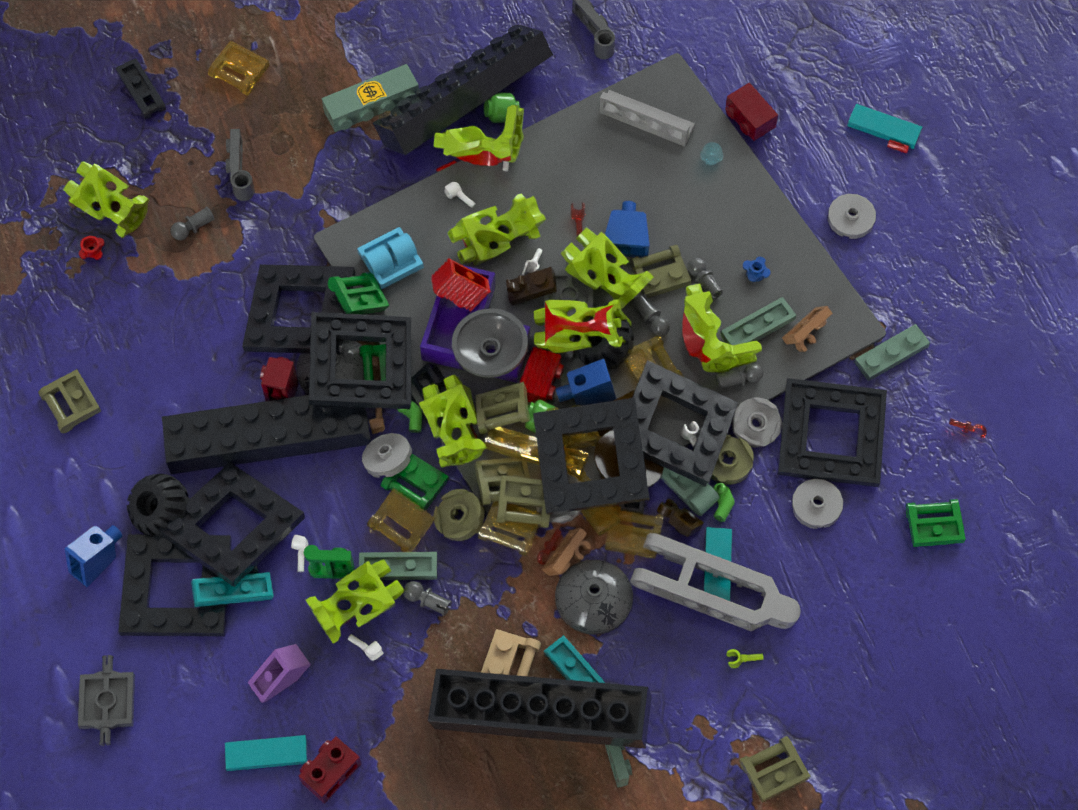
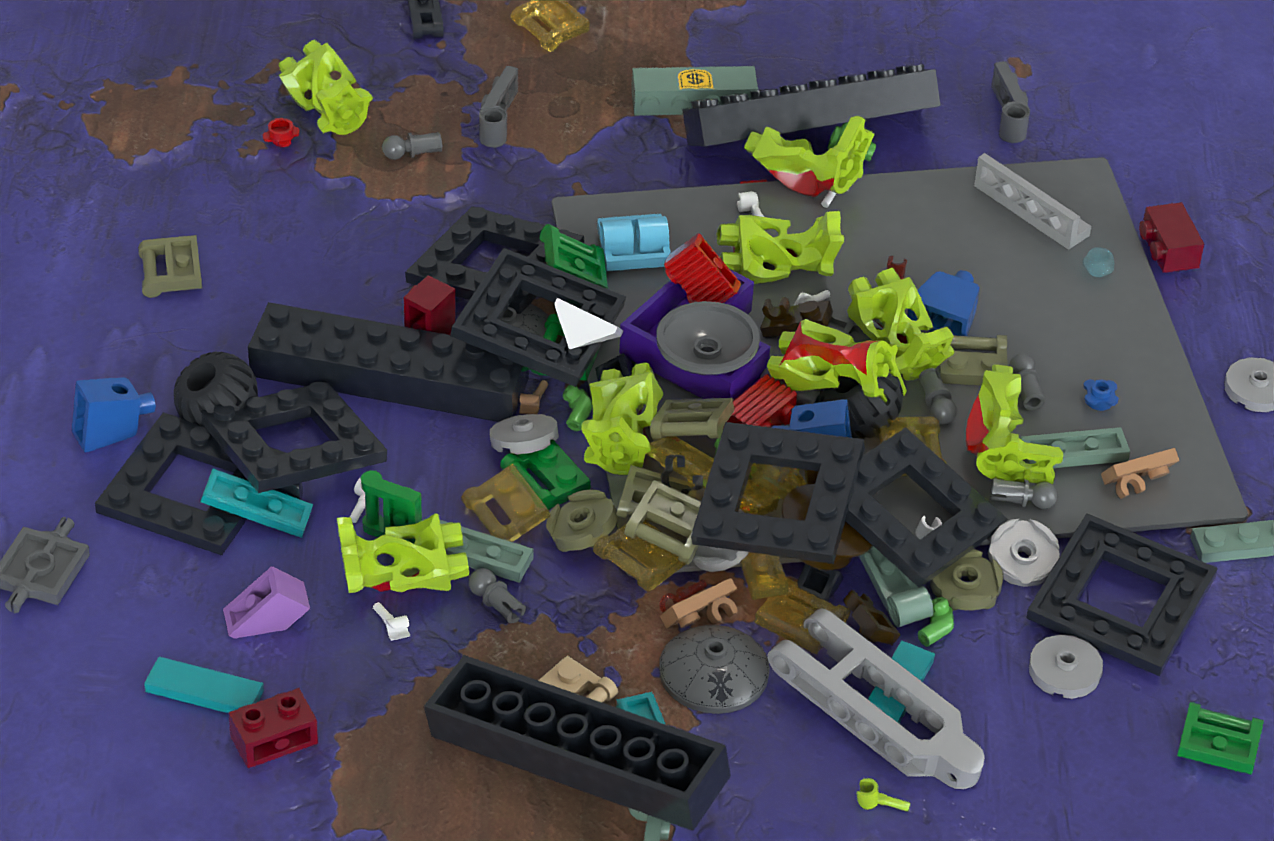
camera: 20 degrees right, 20 degrees down
(397, 360) = (582, 327): none -> white slope
(513, 473) = (696, 479): none -> black piece

